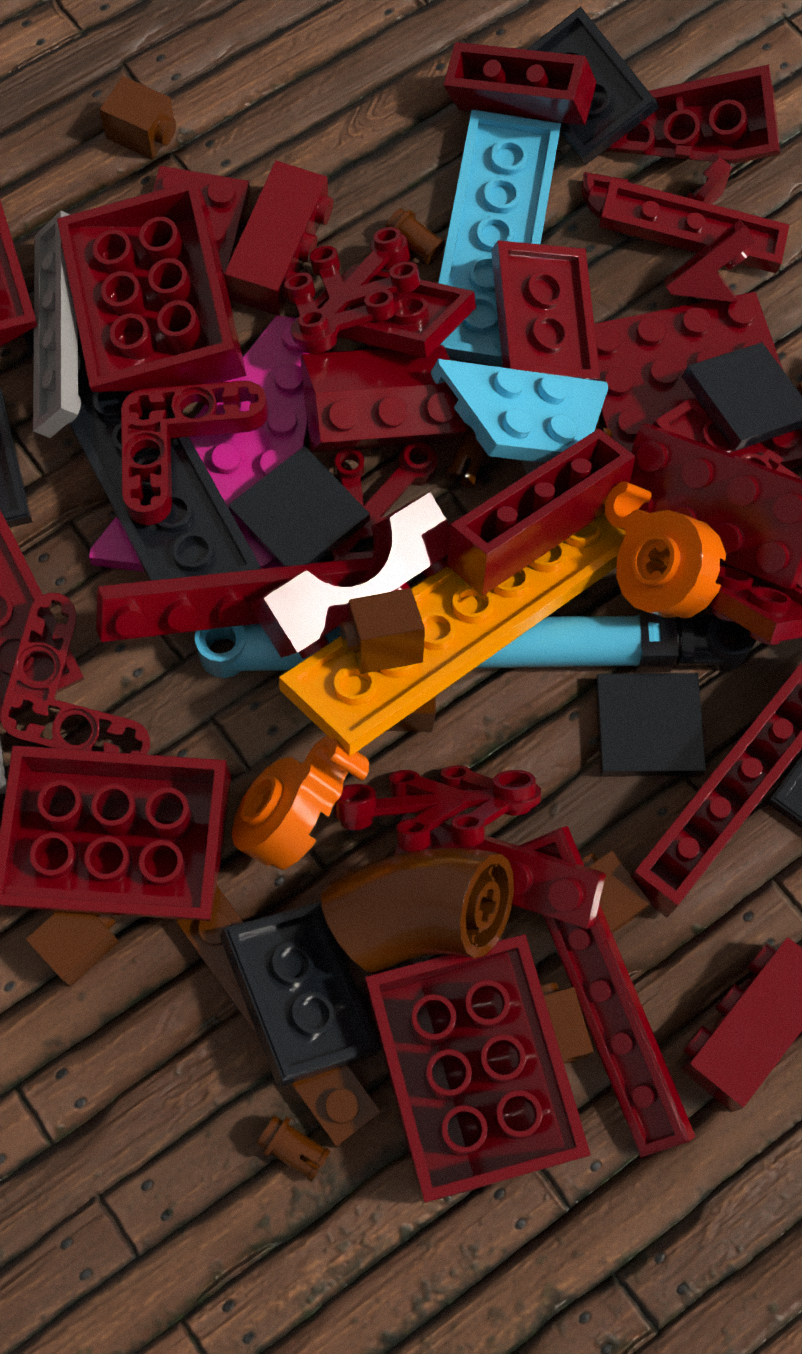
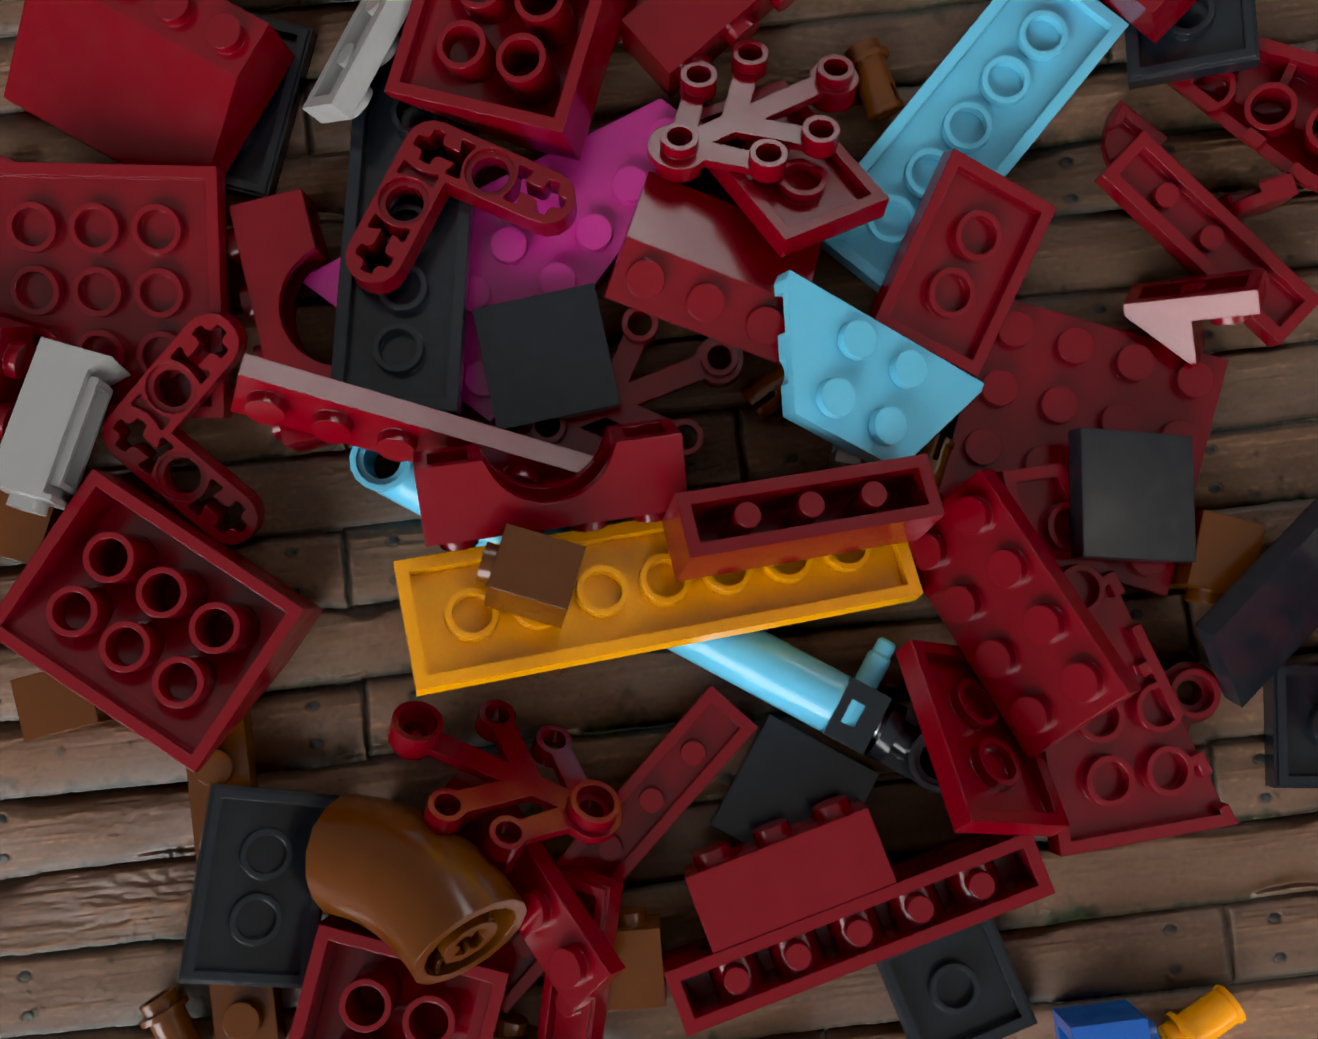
camera: 40 degrees right, 15 degrees up
(60, 541) = (278, 246): none -> dark red arch
(287, 801) = (343, 689): orange piece -> none
(555, 763) = (650, 805): none -> dark red plate
(666, 558) = (904, 653): orange piece -> none
(675, 763) = (787, 872): none -> dark red brick

